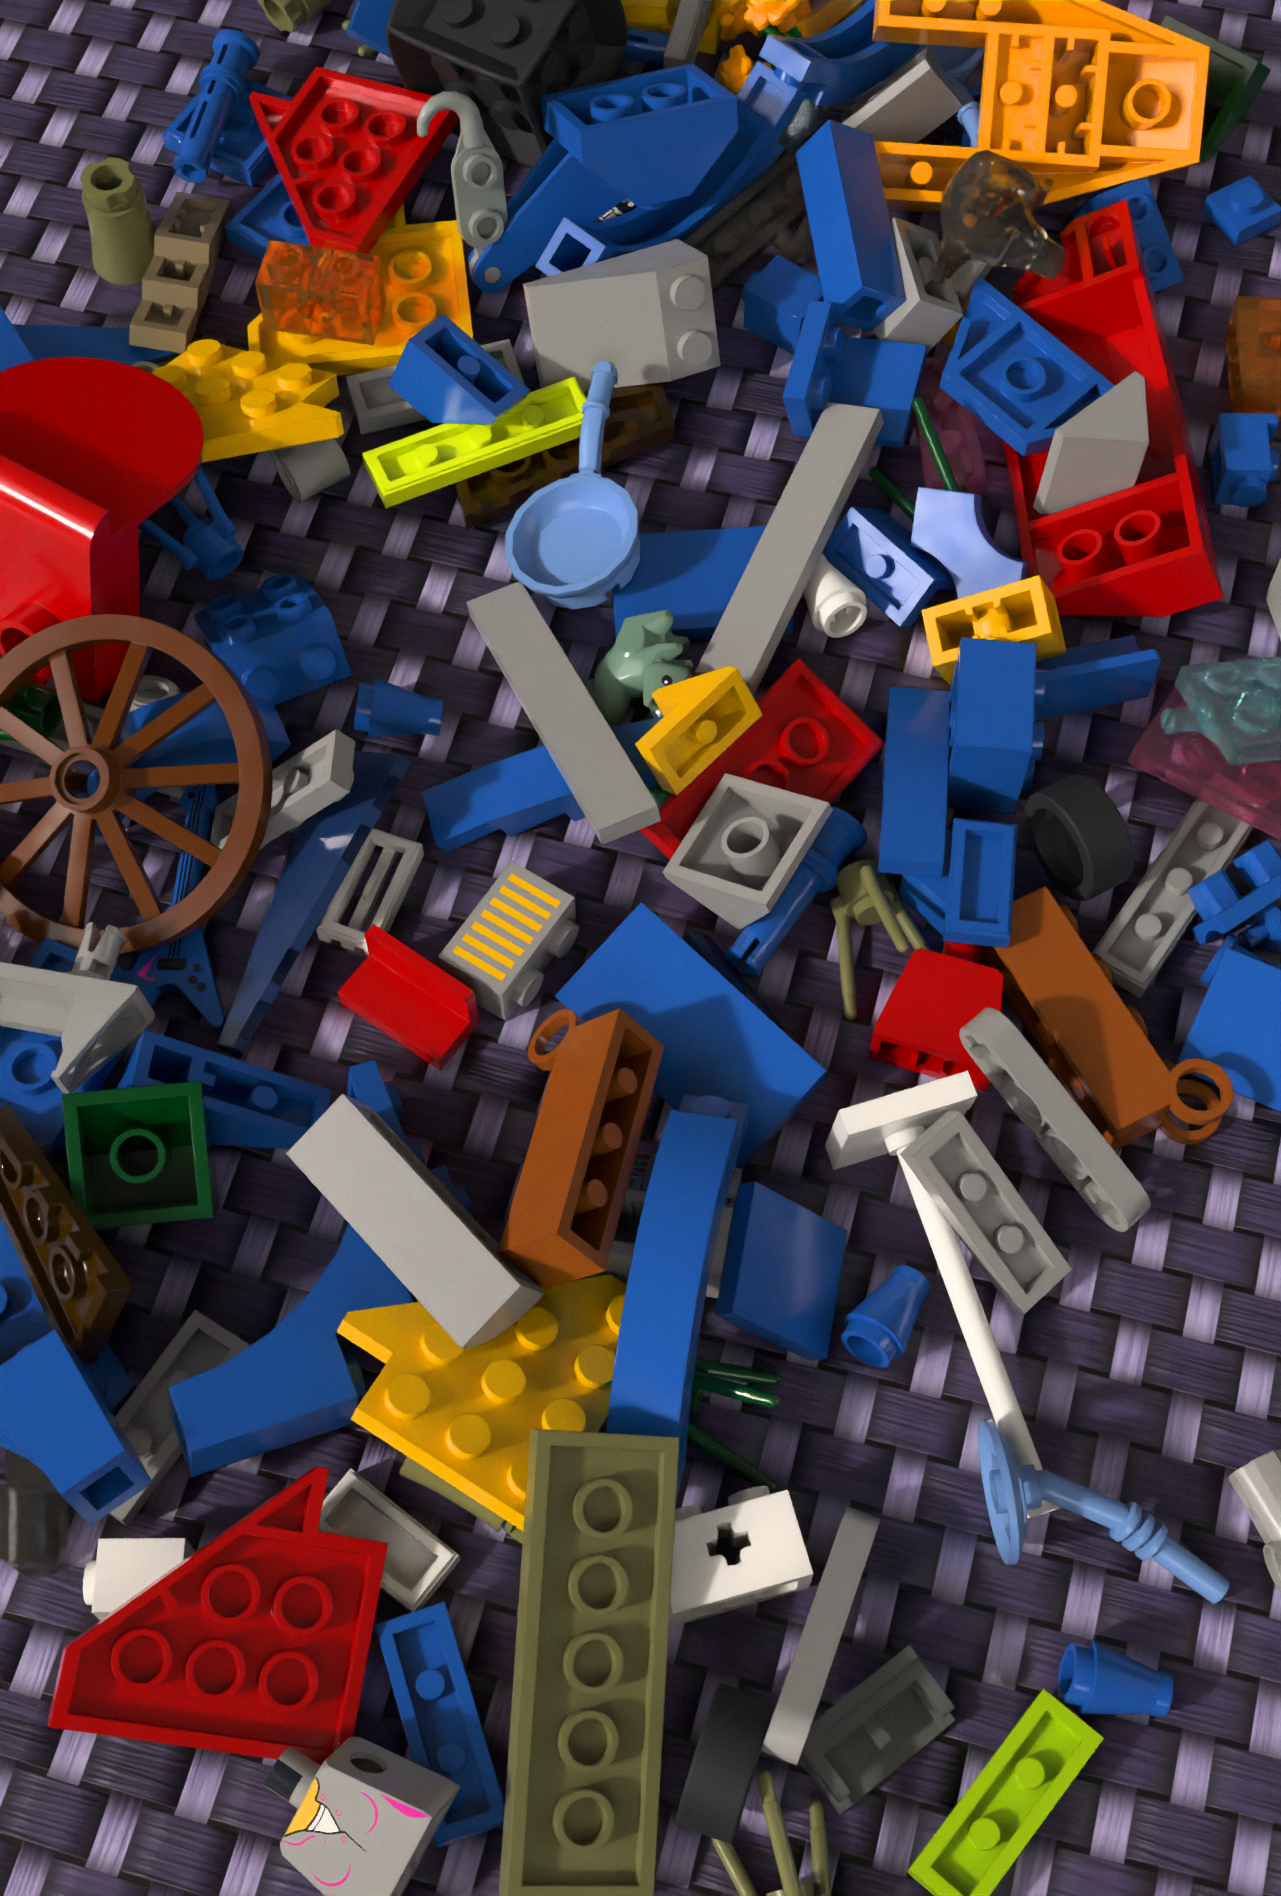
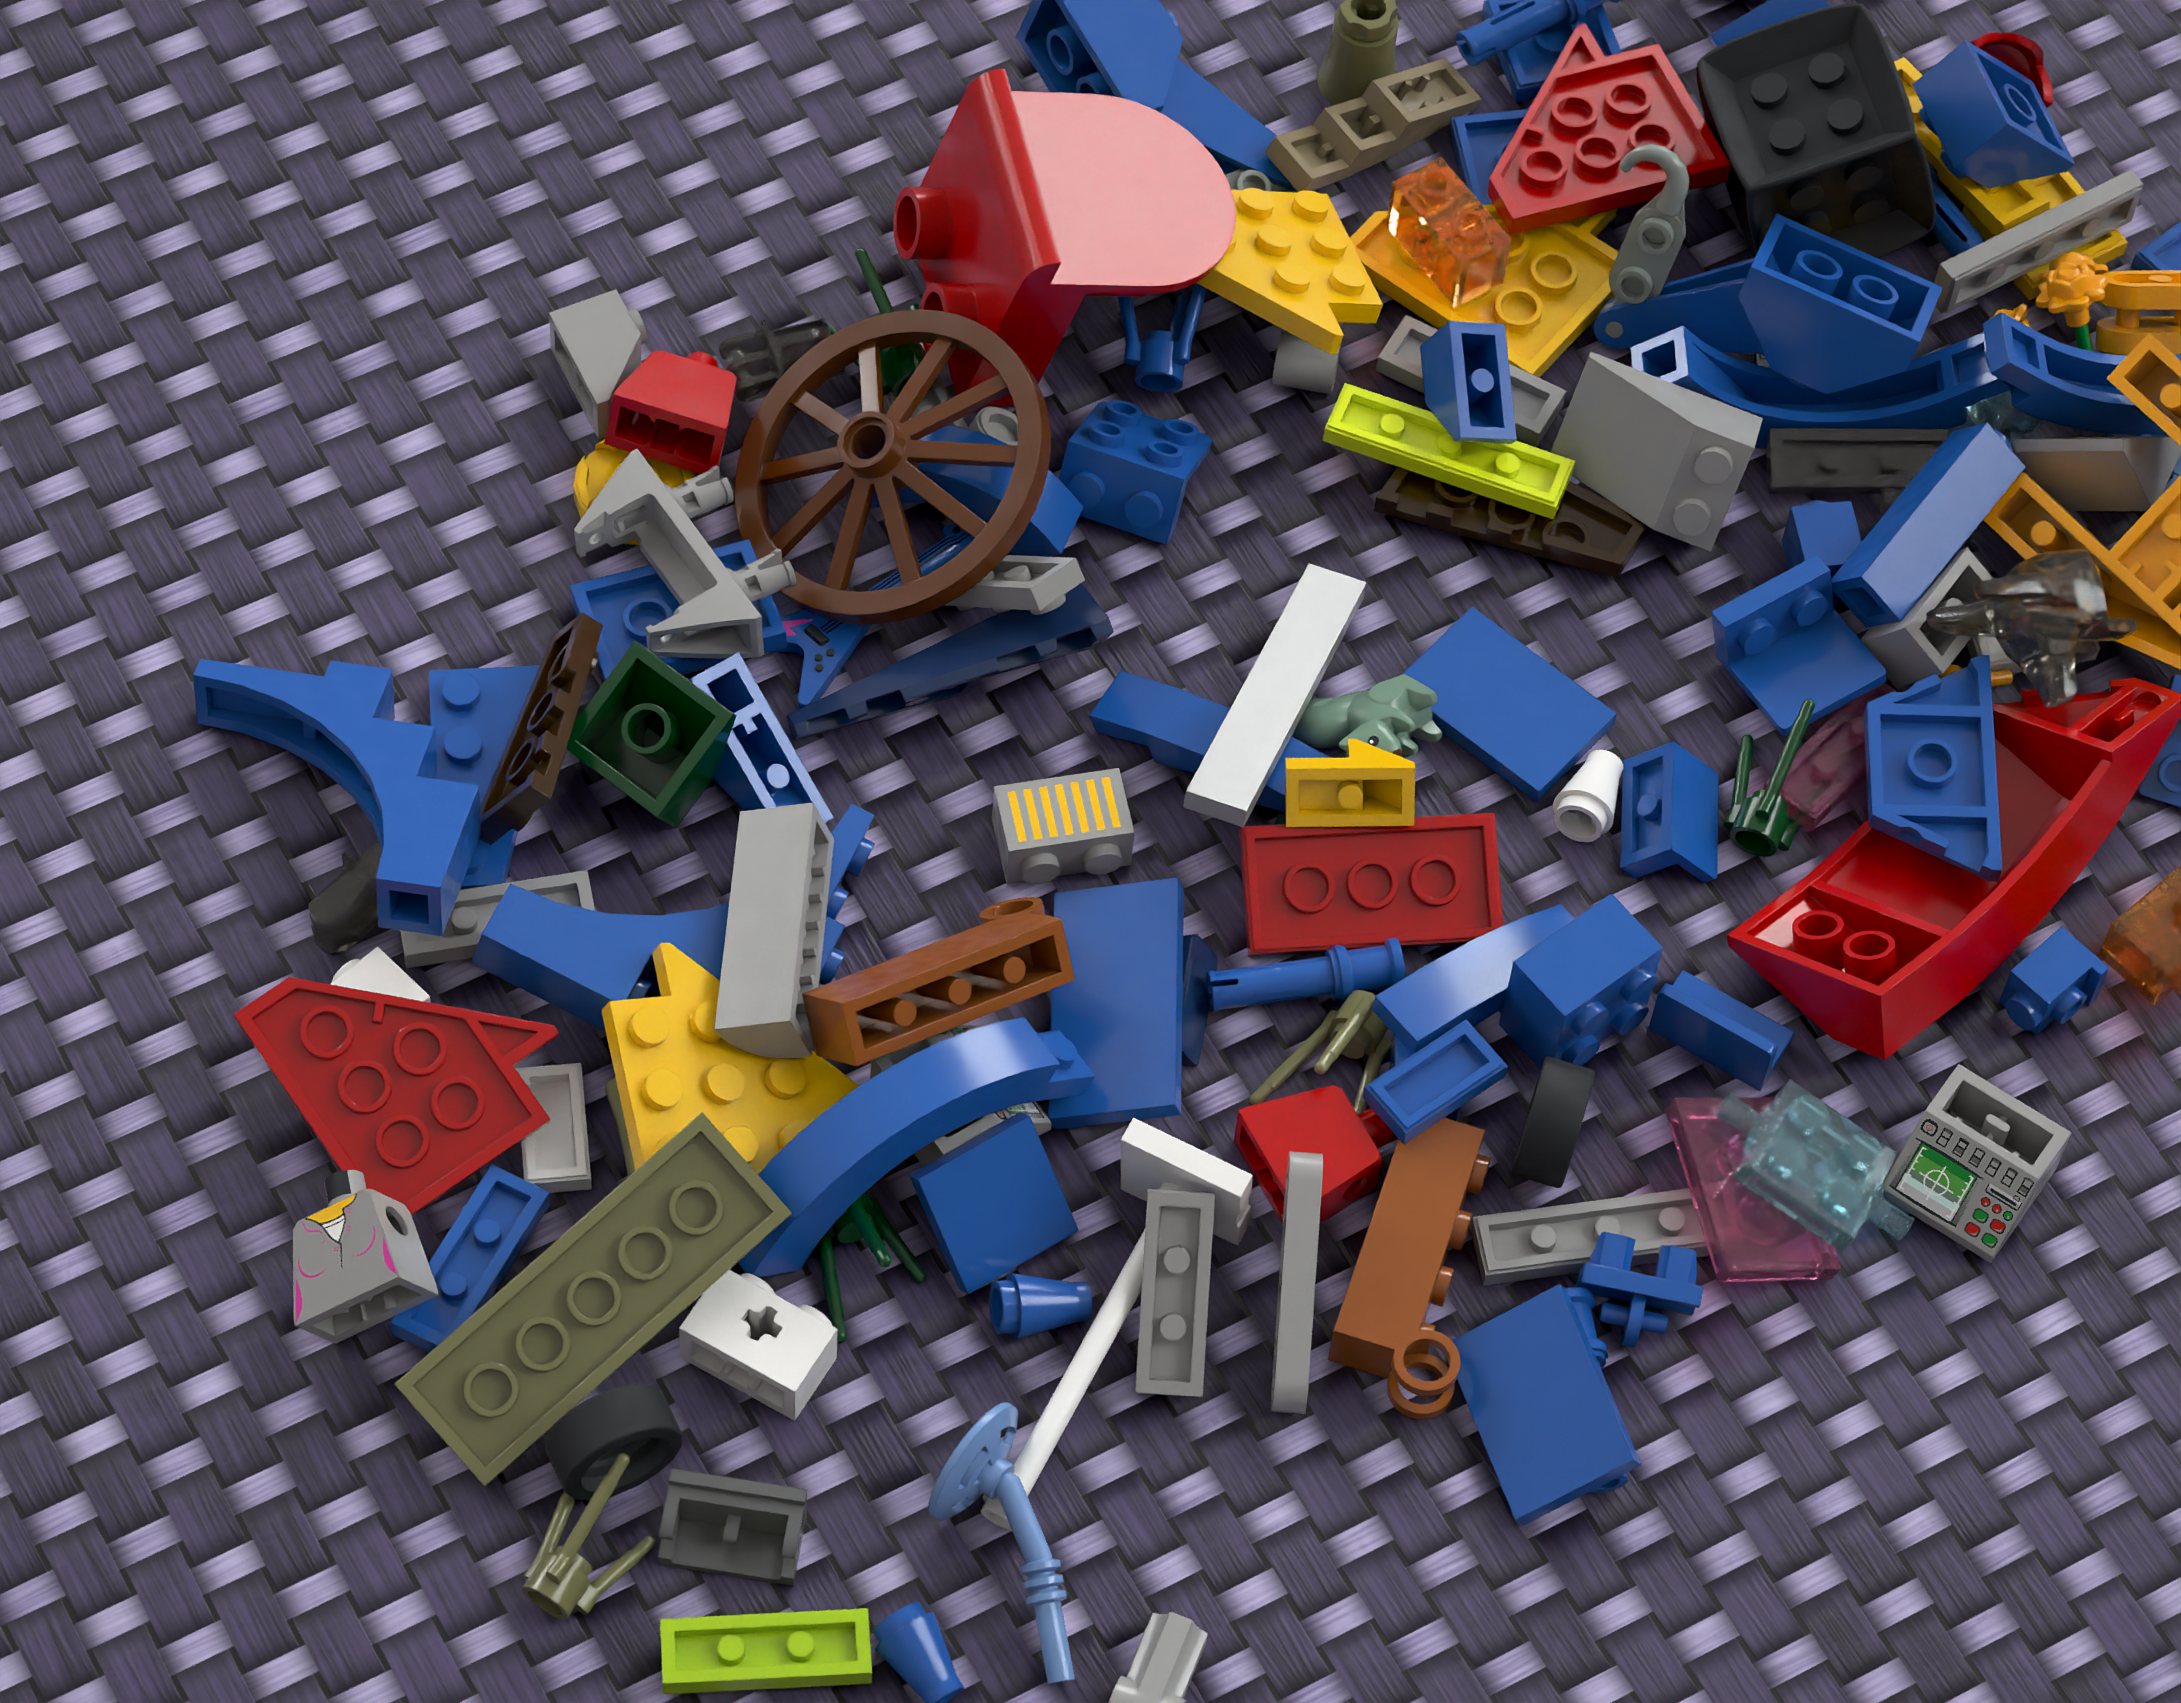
camera: 40 degrees right, 5 degrees down
(353, 935) = (1013, 718): white tile -> none
(395, 711) = (1163, 595): blue cone -> none
(411, 999) = (950, 807): red panel -> none
(582, 529) = (1446, 578): medium blue piece -> none
(745, 848) = (1294, 906): light grey slope -> none
(792, 542) = (1597, 730): light grey tile -> none
(820, 1637) = (760, 1428): light grey beam -> none
(954, 532) = (1732, 832): tile -> none
(1011, 613) = (1692, 926): yellow brick -> none
(1097, 449) = (1912, 859): light grey slope -> none

